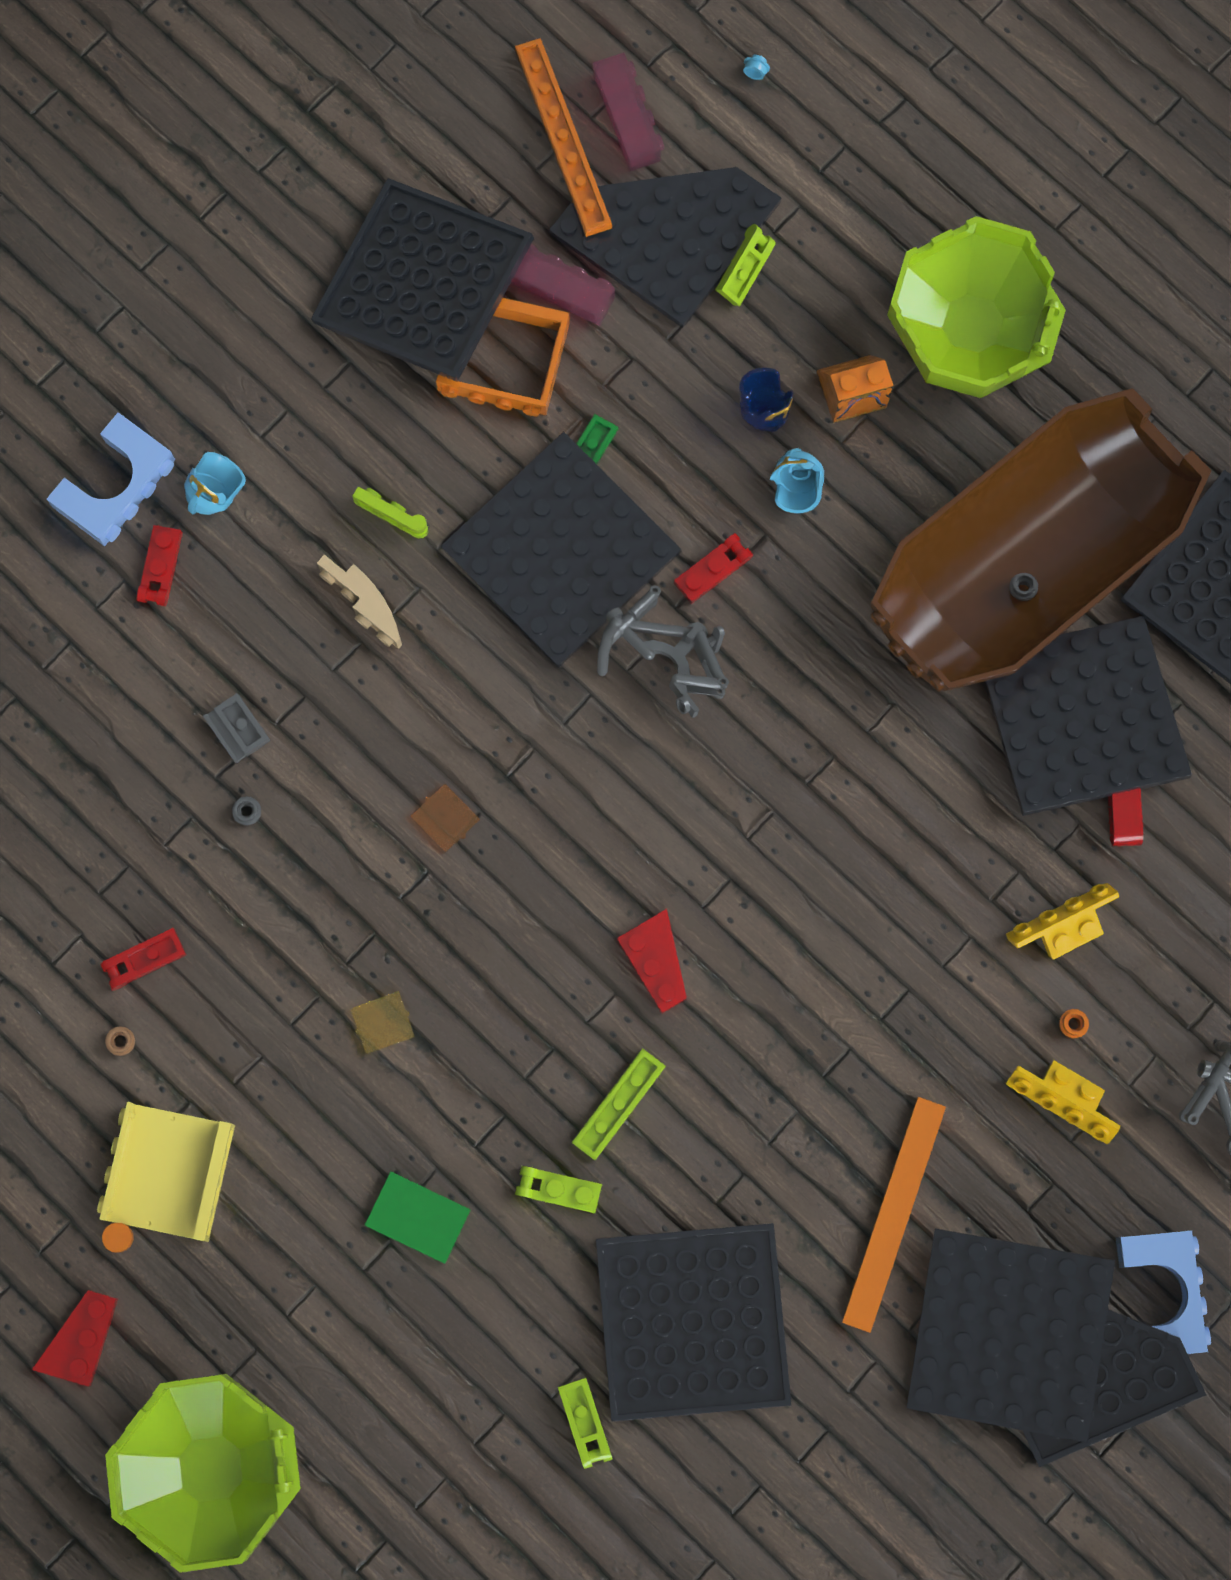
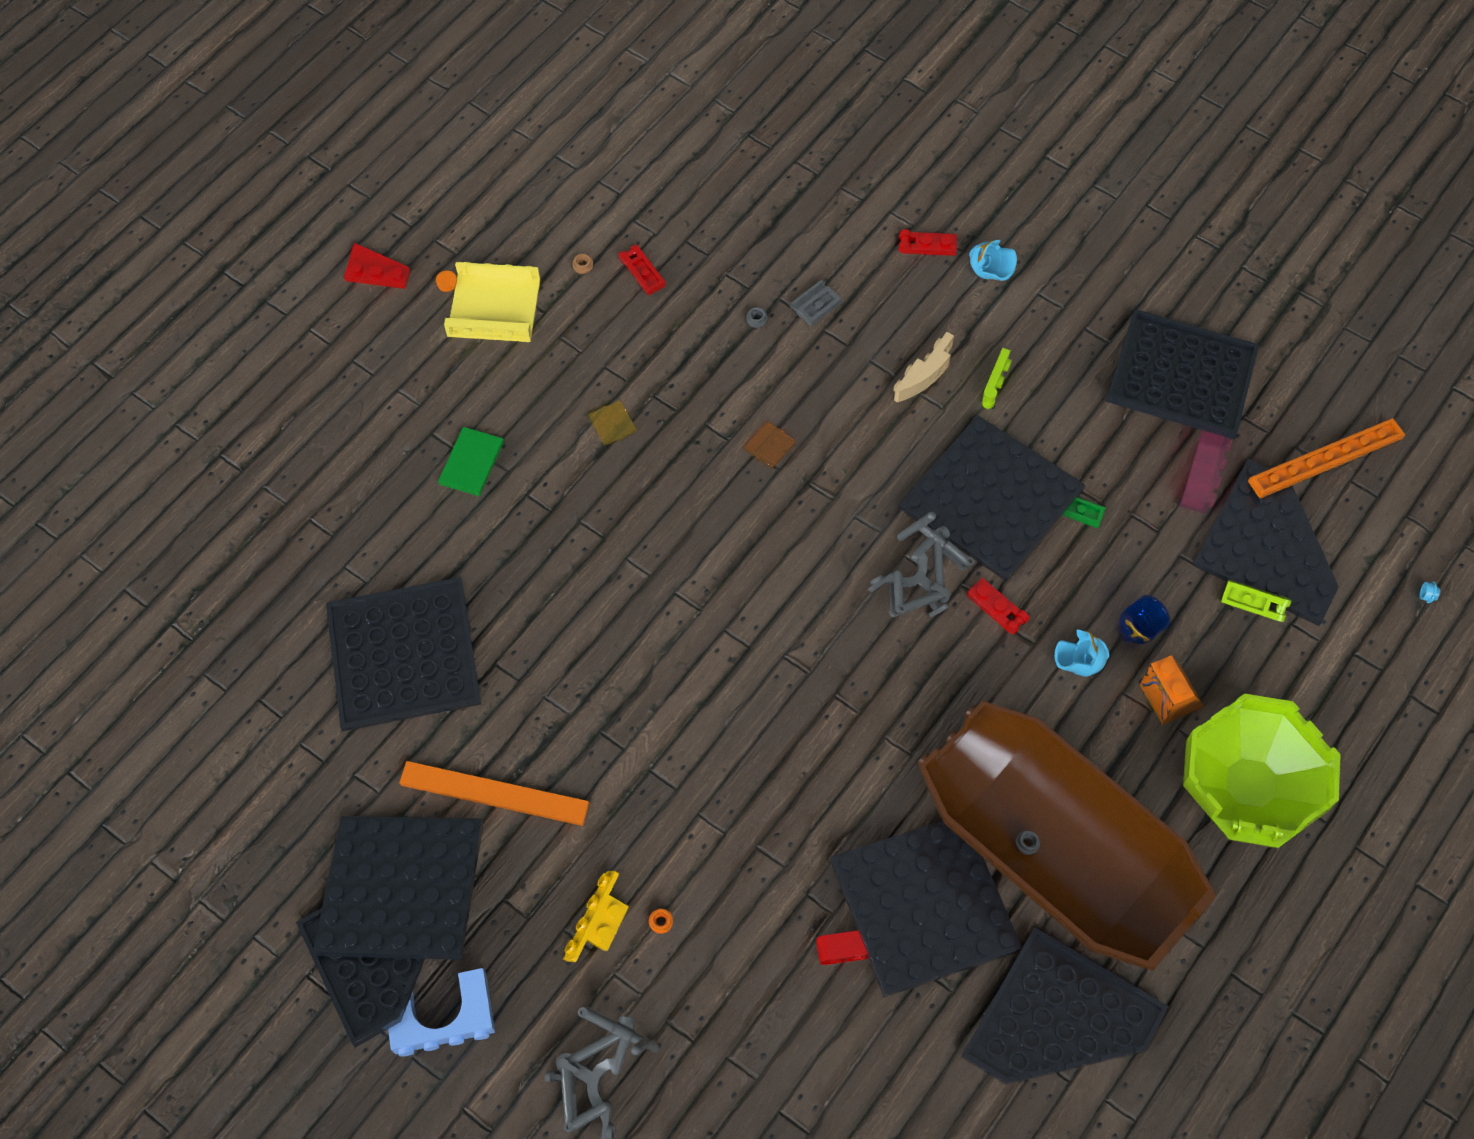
camera: 85 degrees right, 15 degrees down
(105, 516) = (999, 224): light blue arch -> none
(202, 1472) = (281, 336): lime windscreen -> none
(527, 314) = (1136, 473): orange window -> none
(559, 1189) = (497, 552): lime plate -> none
(584, 1421) = (325, 587): lime plate -> none
(618, 1104) = (565, 585): lime tile -> none
(627, 111) = (1361, 501): clear pink brick -> none
(655, 960) = (679, 597): red wing -> none
(1066, 925) = (742, 907): yellow bracket -> none

